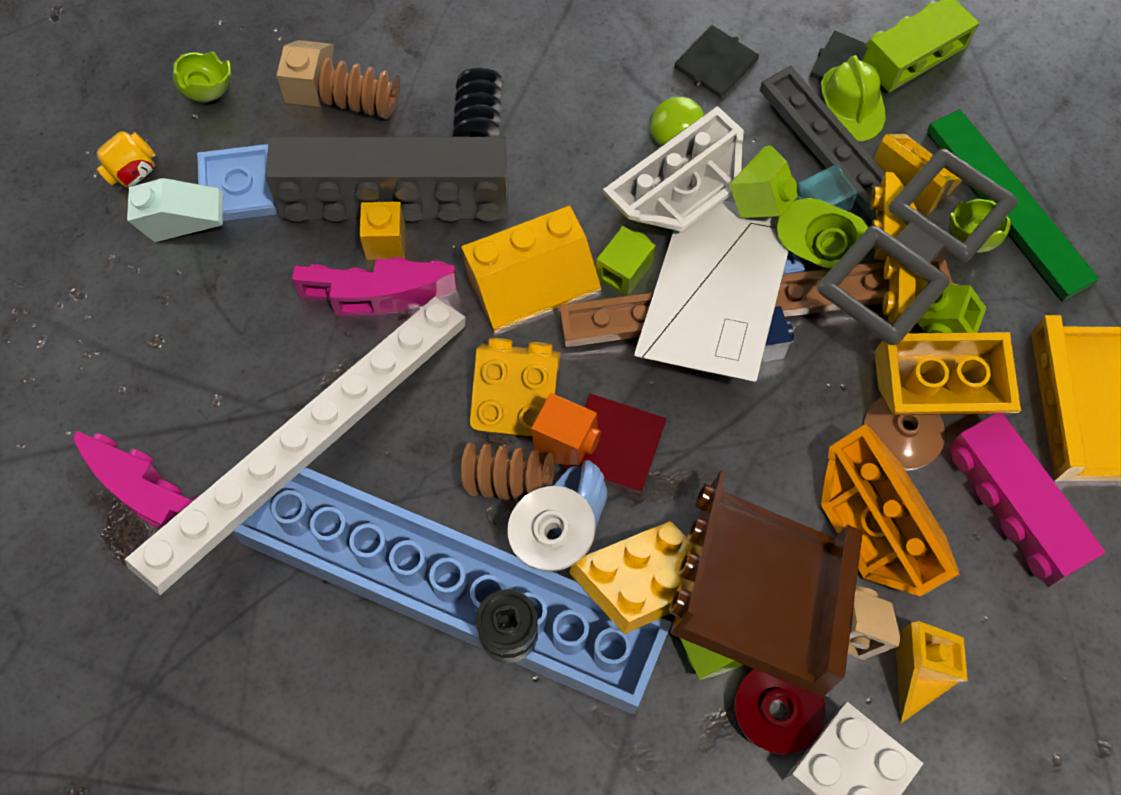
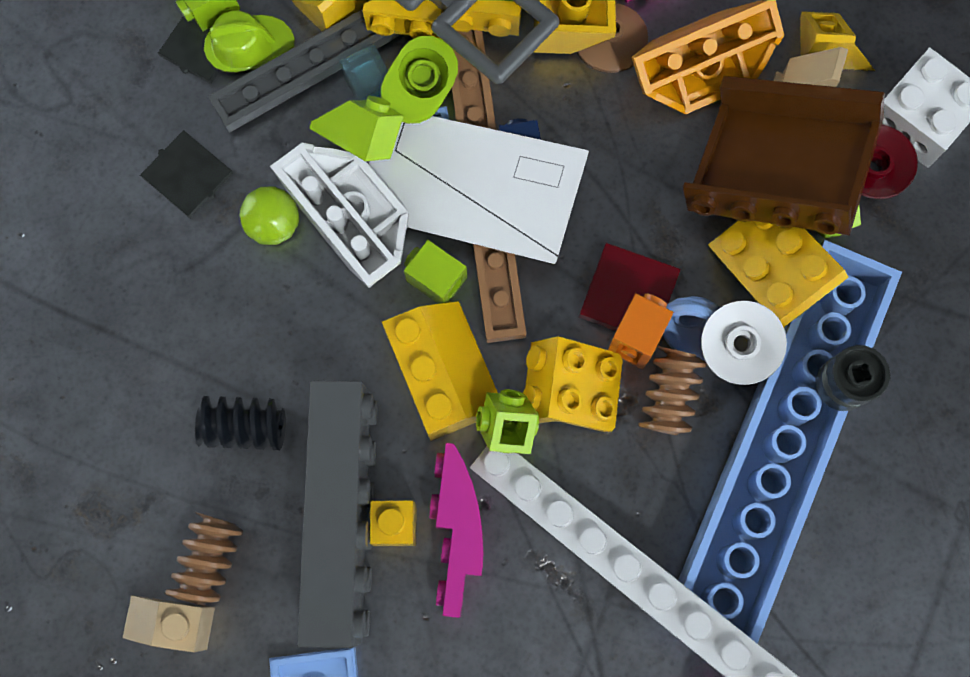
camera: 85 degrees left, 10 degrees up
(471, 313) = (507, 422): none -> lime brick

